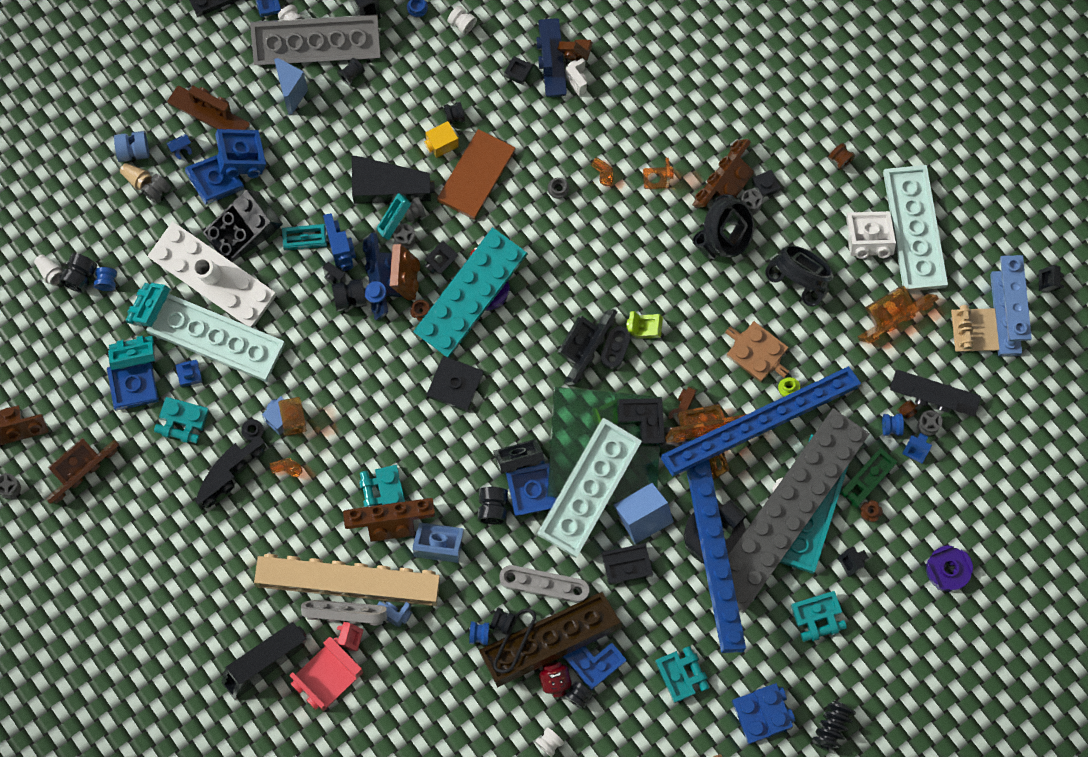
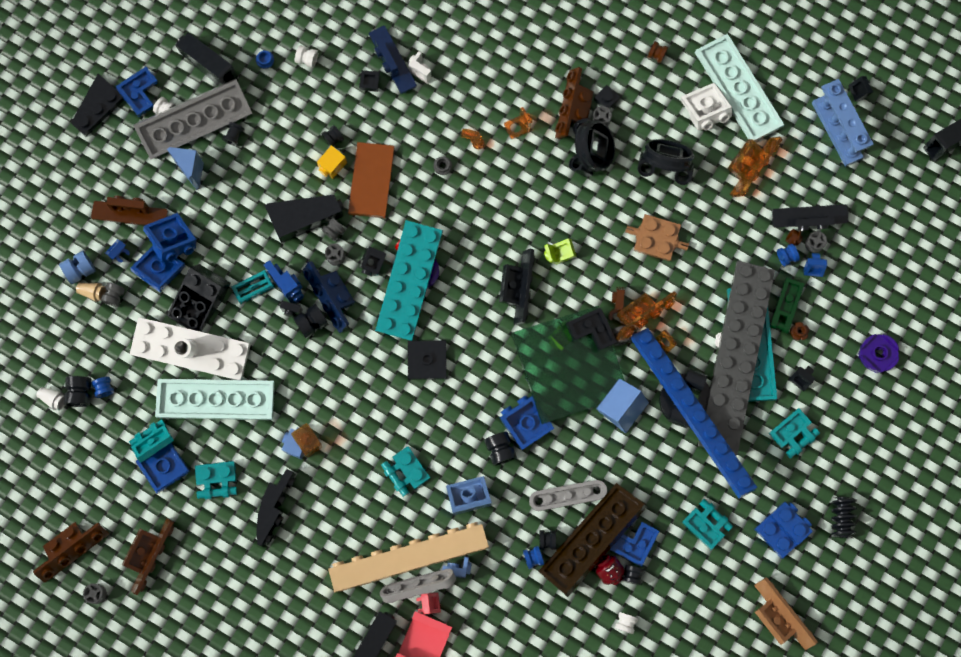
camera: 20 degrees left, 5 degrees up
(148, 304) = (147, 395): teal plate -> none
(189, 373) = (205, 438): blue tile -> none
(252, 423) = (284, 464): black plate -> none
(287, 465) = (319, 482): clear orange arm -> none
(375, 292) = (332, 311): blue plate -> none
(389, 520) = (422, 493): reddish brown bracket -> none
(393, 216) = (319, 241): teal tile -> none
(404, 272) = (348, 285): dark orange plate -> none
(416, 306) = (370, 306): reddish brown plate -> none
(519, 455) = (504, 399): black plate -> none
(522, 644) = (572, 550): black piece -> none
(575, 50) = (410, 46): reddish brown bracket -> none
(589, 487) = (573, 403): light aqua plate -> none
(615, 348) = (543, 280): black plate -> none
(627, 564) = (626, 452): black plate -> none
(760, 421) = (685, 295): blue plate -> none
(788, 382) = (697, 261): lime plate -> none
(974, 329) = (819, 152): tan hinge -> none

